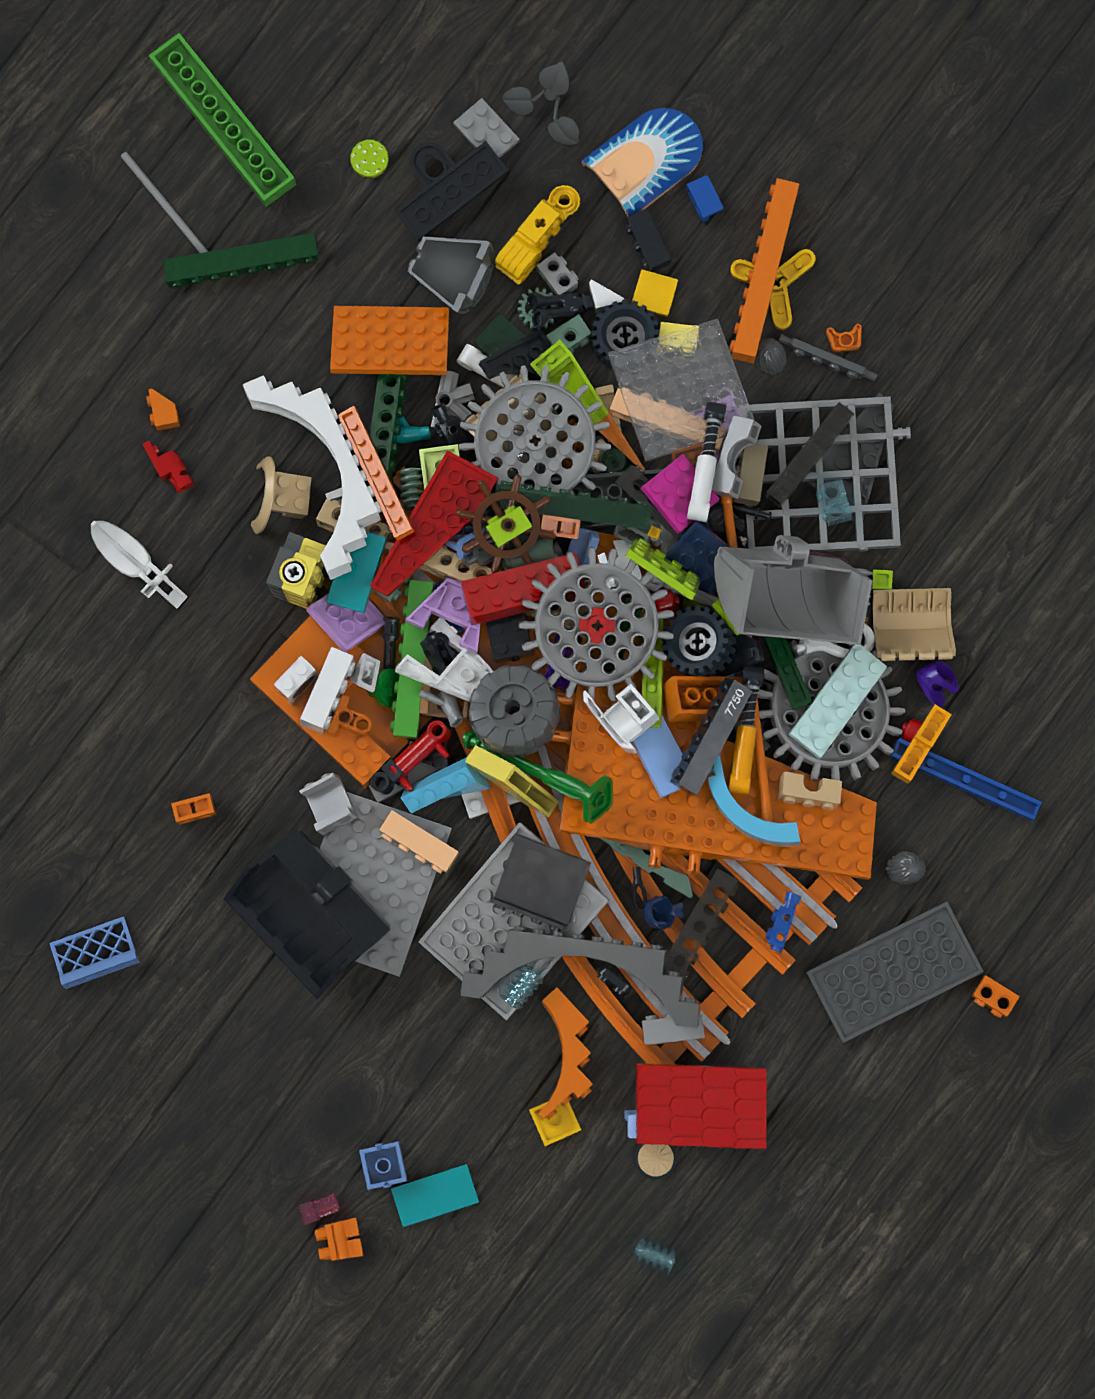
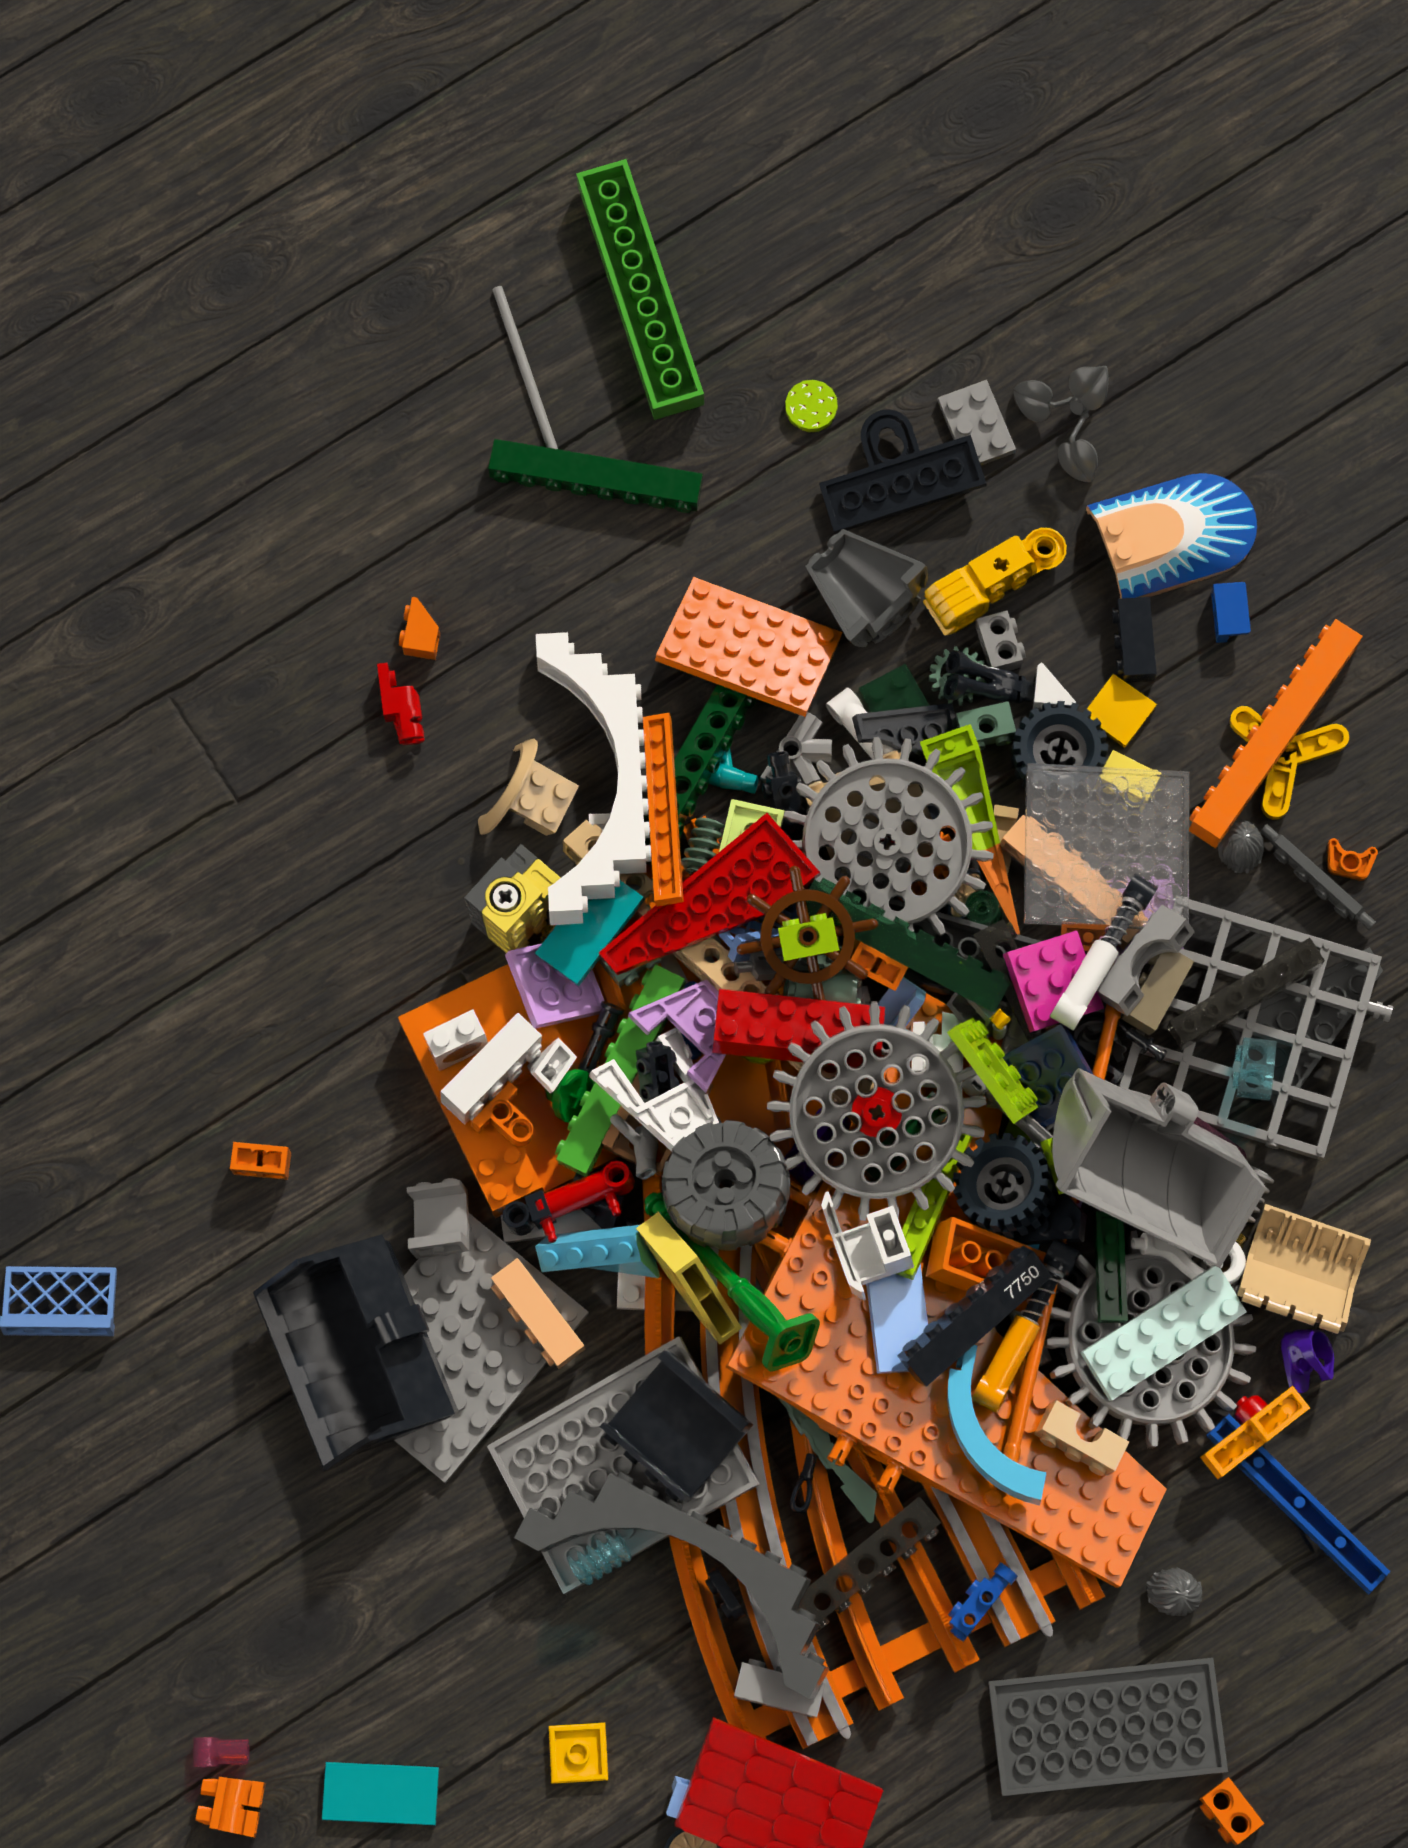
camera: 20 degrees right, 5 degrees down
(132, 559) = (306, 807): white piece -> none
(383, 1165) = (327, 1726): medium blue brick -> none
(507, 639) = (753, 1087): black brick -> none
(574, 1054) = (620, 1708): orange arch -> none
(660, 912) = (821, 1527): dark blue hat -> none
(668, 602) = (983, 1117): red head -> none
(882, 579) = (1283, 1195): lime plate -> none

